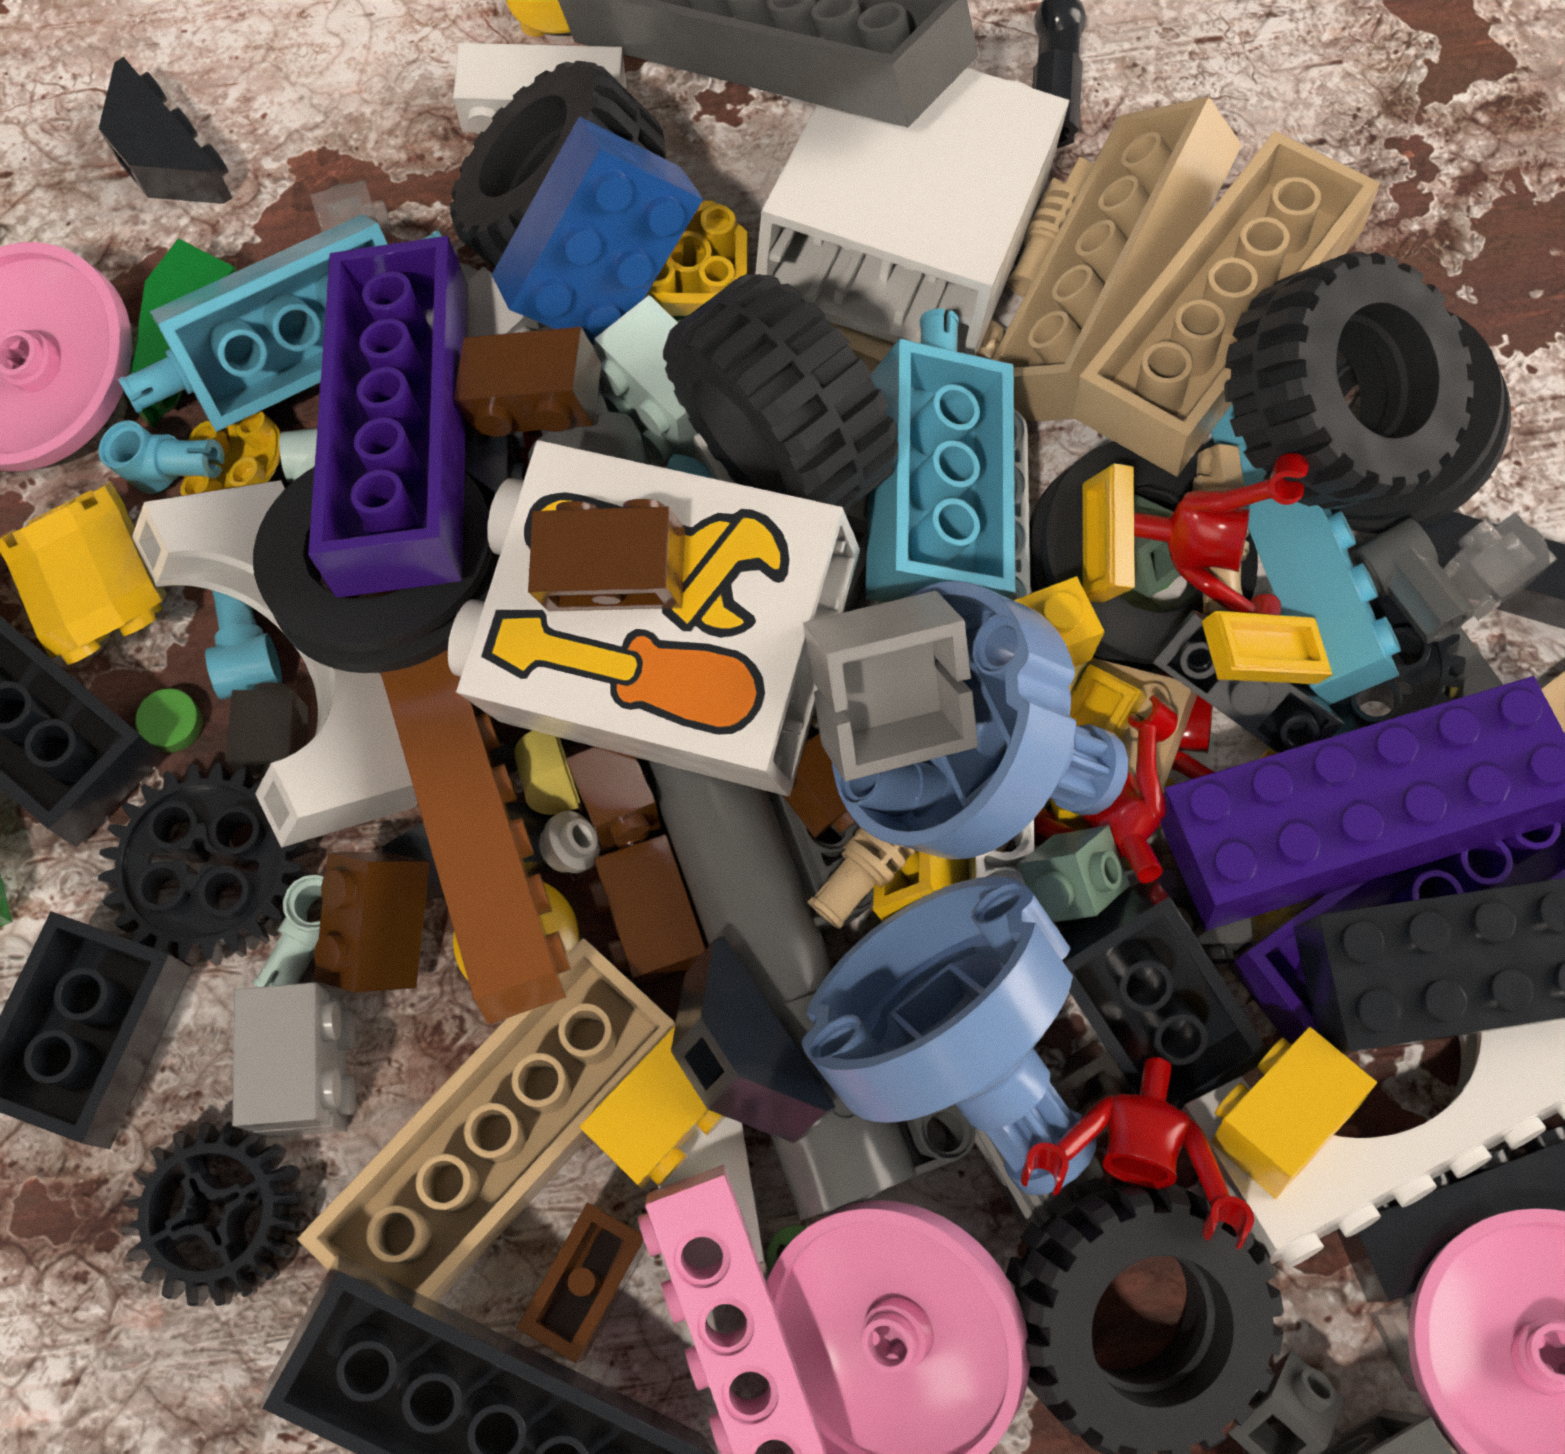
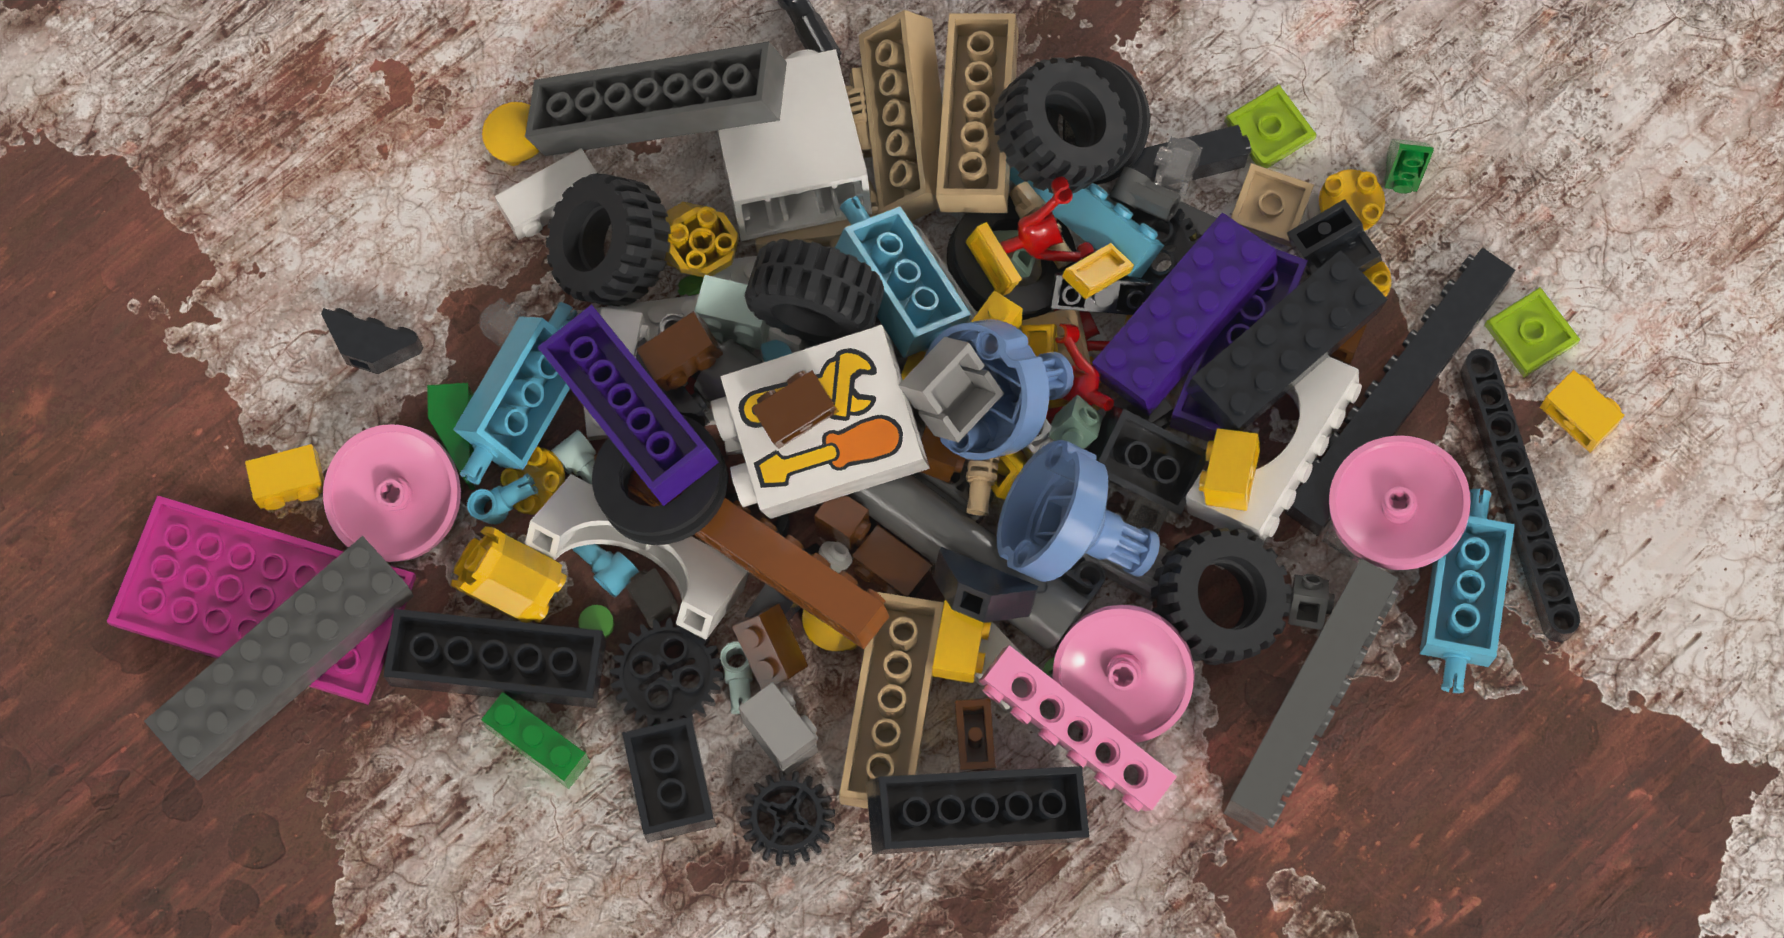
camera: 30 degrees left, 0 degrees up
(545, 774) = (803, 529): light yellow brick -> none
(595, 232) = (663, 262): blue brick -> none
(1145, 1147) = (1178, 522): red piece -> none

